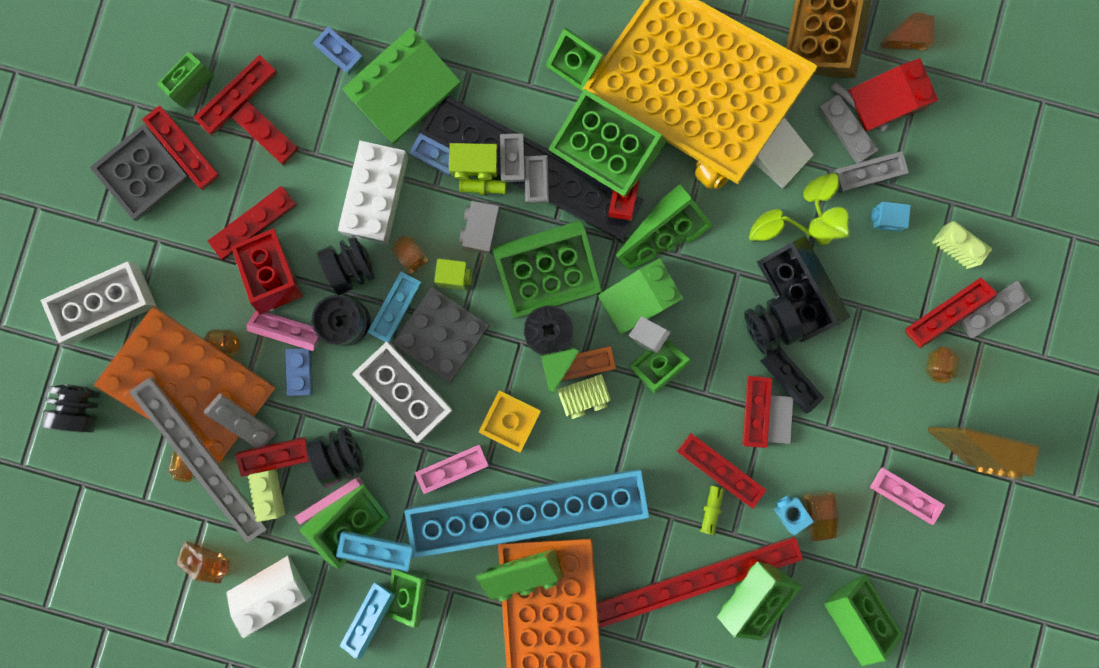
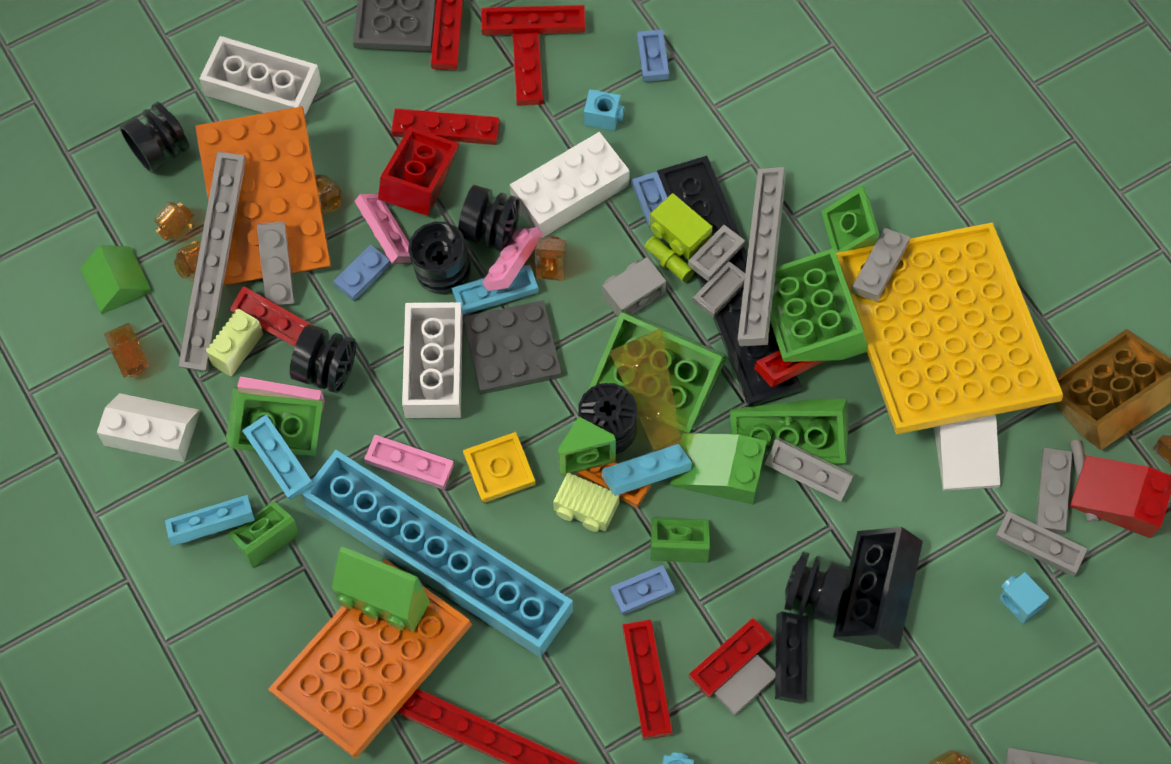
camera: 45 degrees right, 20 degrees down
(143, 450) = (174, 221): none -> clear orange head
(144, 520) = (114, 277): none -> bright green slope
(334, 117) = (602, 100): none -> medium azure brick
(387, 279) = (512, 258): none -> bright pink plate
(401, 85) = (678, 122): bright green slope -> none
(453, 274) = (570, 301): lime brick -> none
(544, 134) = (762, 257): none -> light grey plate
(553, 286) = (647, 378): none -> clear yellow wing
(602, 342) = (646, 469): none -> medium azure plate
(620, 72) = (880, 264): none -> light grey plate
(649, 335) = (693, 496): light grey slope -> none
(668, 418) = (642, 590): none -> medium blue plate
(696, 249) = (809, 469): none -> light grey plate
(709, 177) = (880, 420): yellow head -> none
(712, 510) = (604, 707): lime pin -> none
(824, 229) = (944, 533): lime plant -> none
(951, 312) = (1003, 733): red plate -> none
(962, 245) = (1069, 680): yellowish green brick -> none

